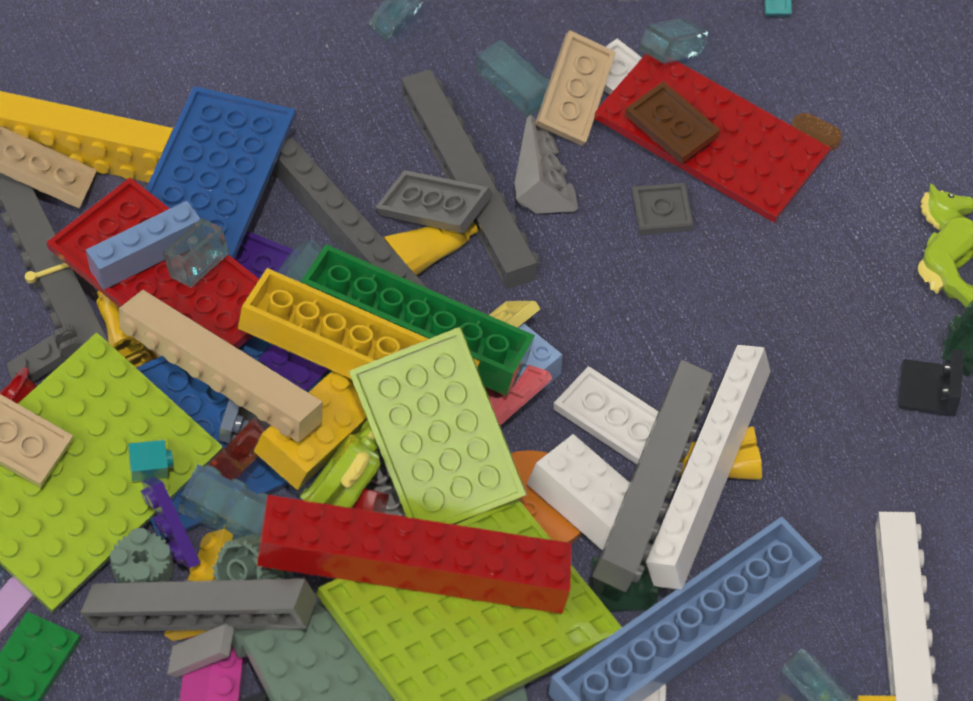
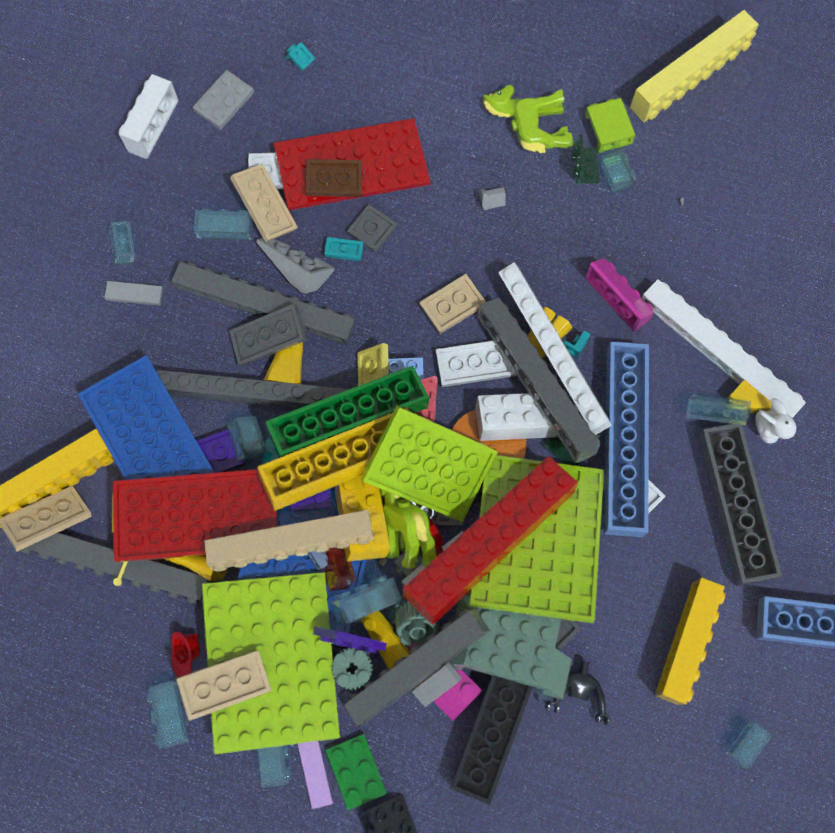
camera: 45 degrees left, 20 degrees up
(47, 353) = (174, 614): dark grey hinge -> none
(139, 246) = (172, 513): medium blue brick -> none
(149, 460) = (306, 620): teal brick -> none
(196, 252) = (205, 491): clear light blue brick -> none
(357, 65) = (133, 293): none -> light grey tile
(608, 200) = (344, 249): none -> teal plate
(658, 342) = (452, 304): none -> tan plate
(673, 40) = (283, 129): clear light blue brick -> none
(747, 501) = (578, 344): none -> teal bracket
(818, 129) = (396, 113): clear orange tile -> none
(824, 286) = (492, 198): none -> light grey tile
(855, 491) = (619, 294): none -> dark pink slope
(932, 385) = (593, 203): black bracket -> none

